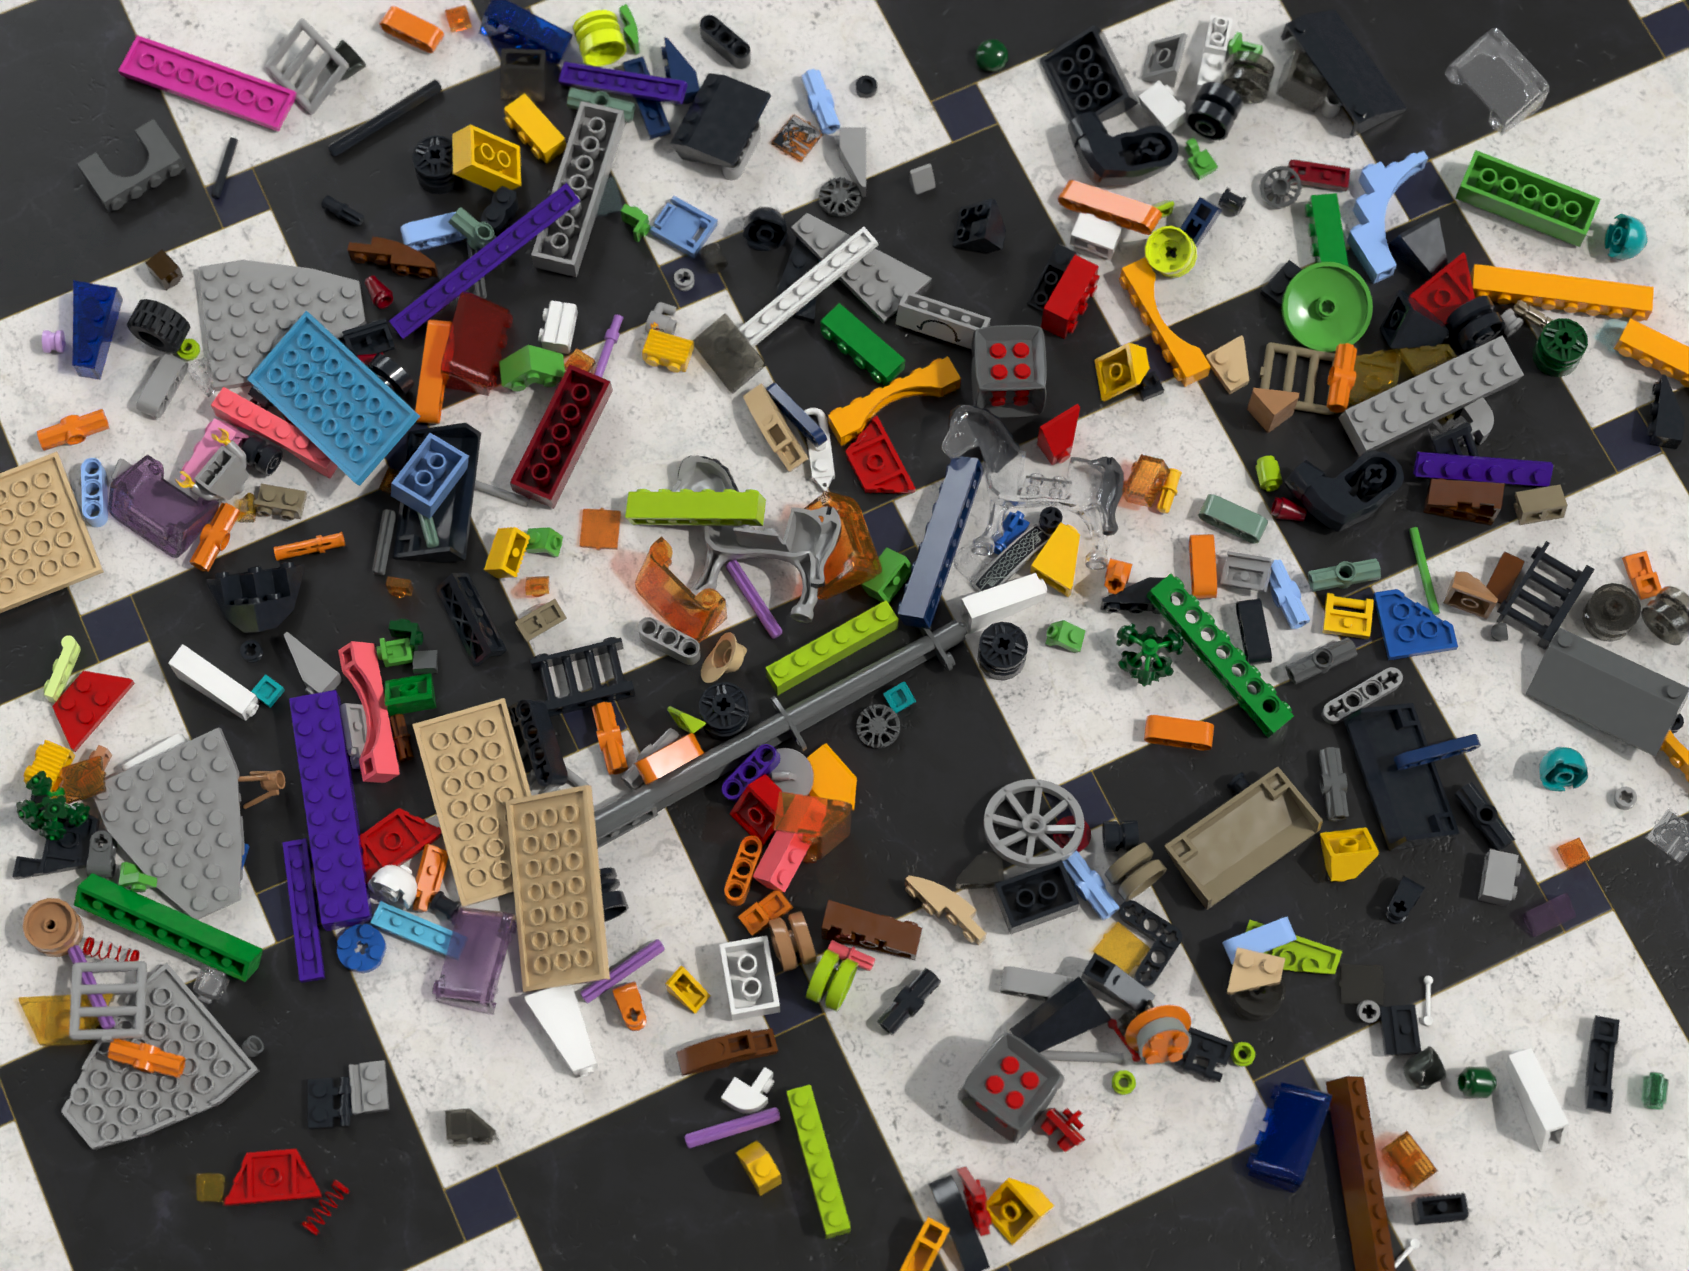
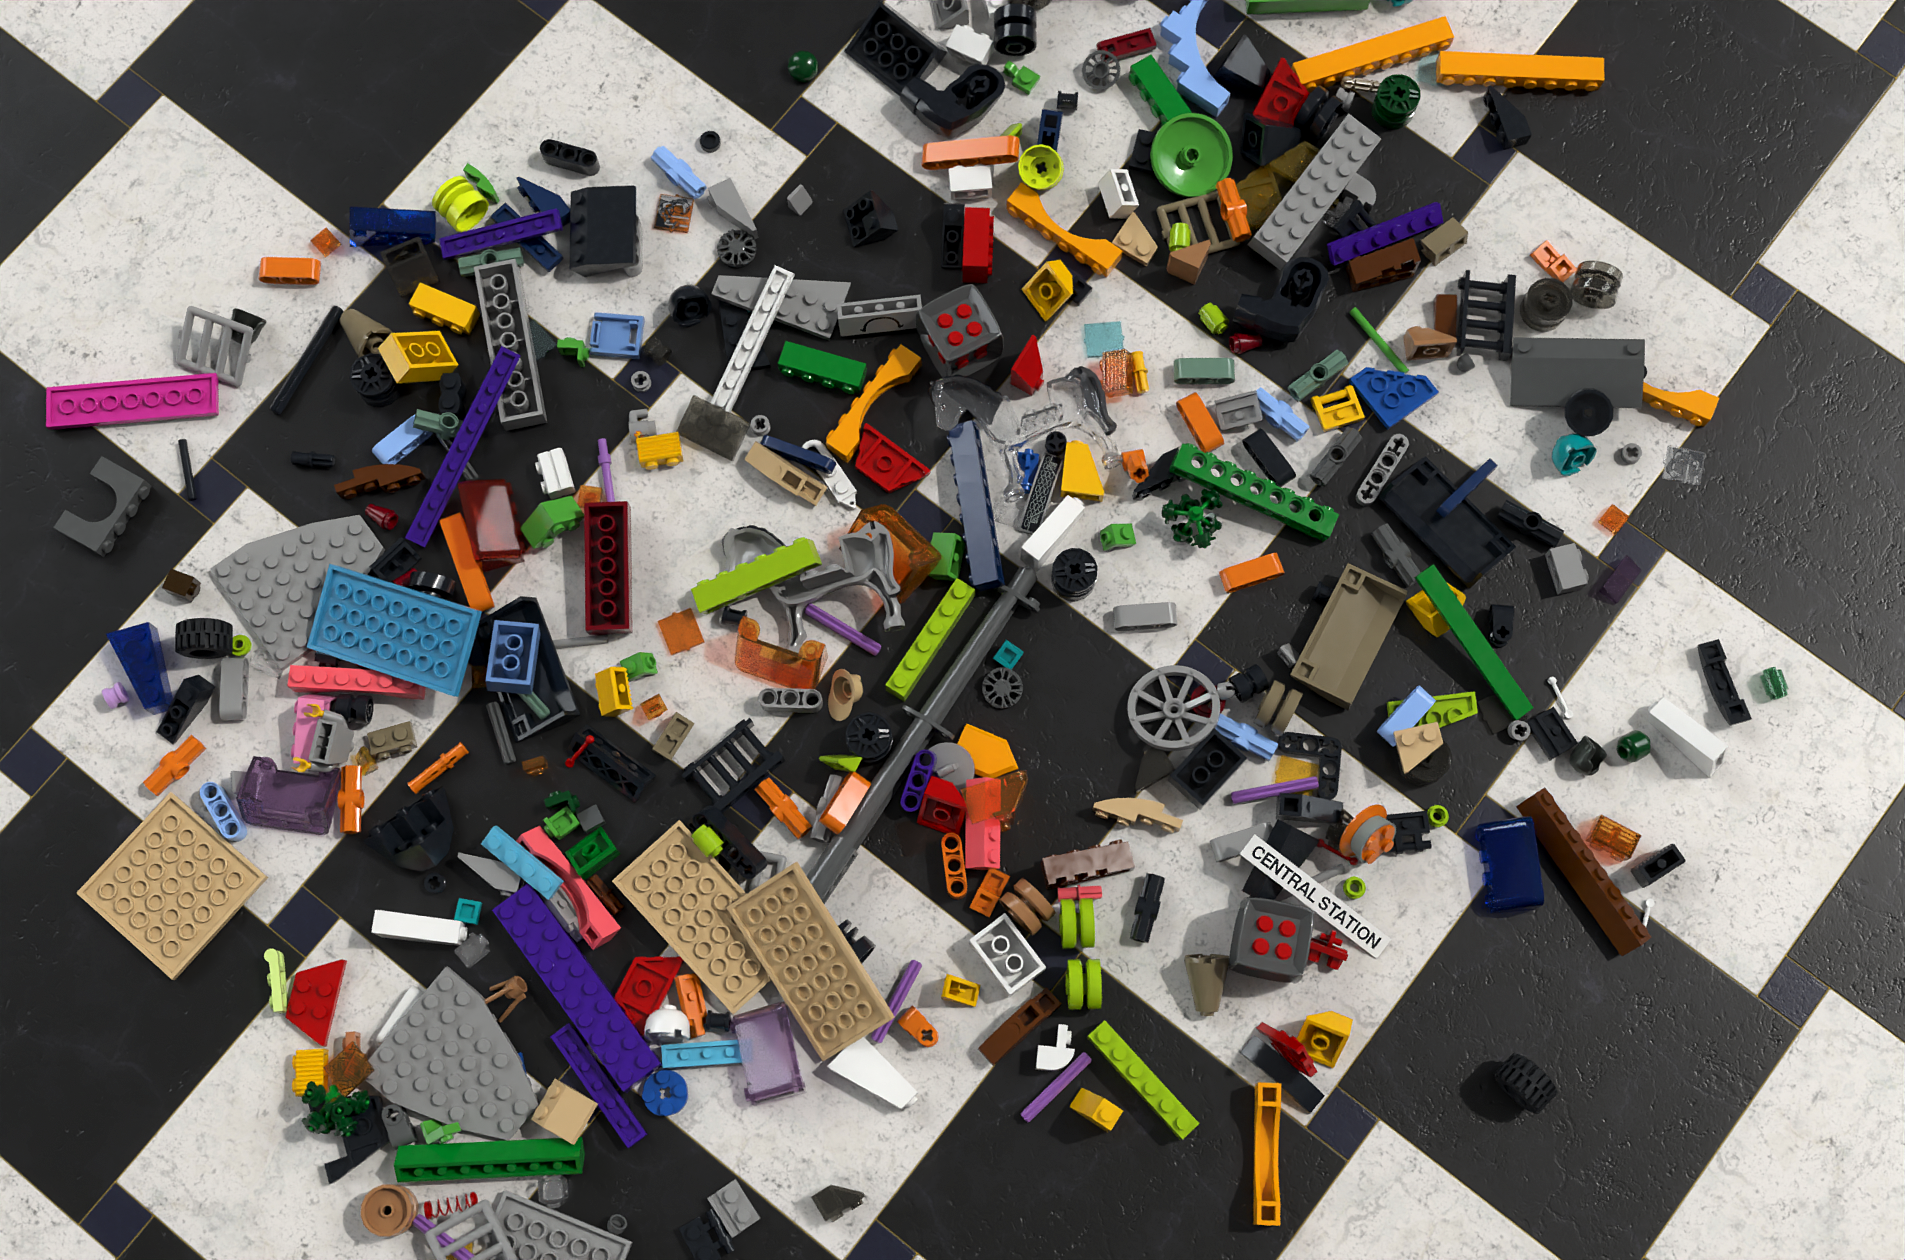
camera: 25 degrees left, 5 degrees up
(110, 381) = (185, 707): none -> black slope
(253, 728) = (472, 949): none -> clear bracket
(258, 916) = (564, 1111): none -> tan slope
(339, 668) = (522, 862): none -> medium azure plate
(434, 599) = (570, 761): none -> red hinge
(448, 114) = (363, 332): none -> dark tan cone
(519, 730) = (707, 841): none -> lime brick
(652, 534) = (732, 616): none -> black bush
(775, 365) = (760, 432): none -> light grey bush
(805, 1039) = (1084, 984): none -> lime wheel
(930, 1098) = (1207, 980): none -> dark tan cone
(1052, 724) = (1145, 616): none -> light grey beam
(1078, 1069) = (1315, 896): none -> white sticker
(1088, 949) = (1274, 789): none -> medium lavender axle
(1092, 831) = (1225, 690): none -> light grey hinge
(1150, 442) = (1103, 338): none -> clear light blue piece
(1175, 826) = (1288, 655): none -> light grey slope
(1235, 311) = (1118, 193): none -> white brick
(1274, 378) = (1179, 236): none -> lime brick
(1364, 902) = (1473, 642): none -> green tile
(1586, 725) = (1588, 399): none -> black wheel

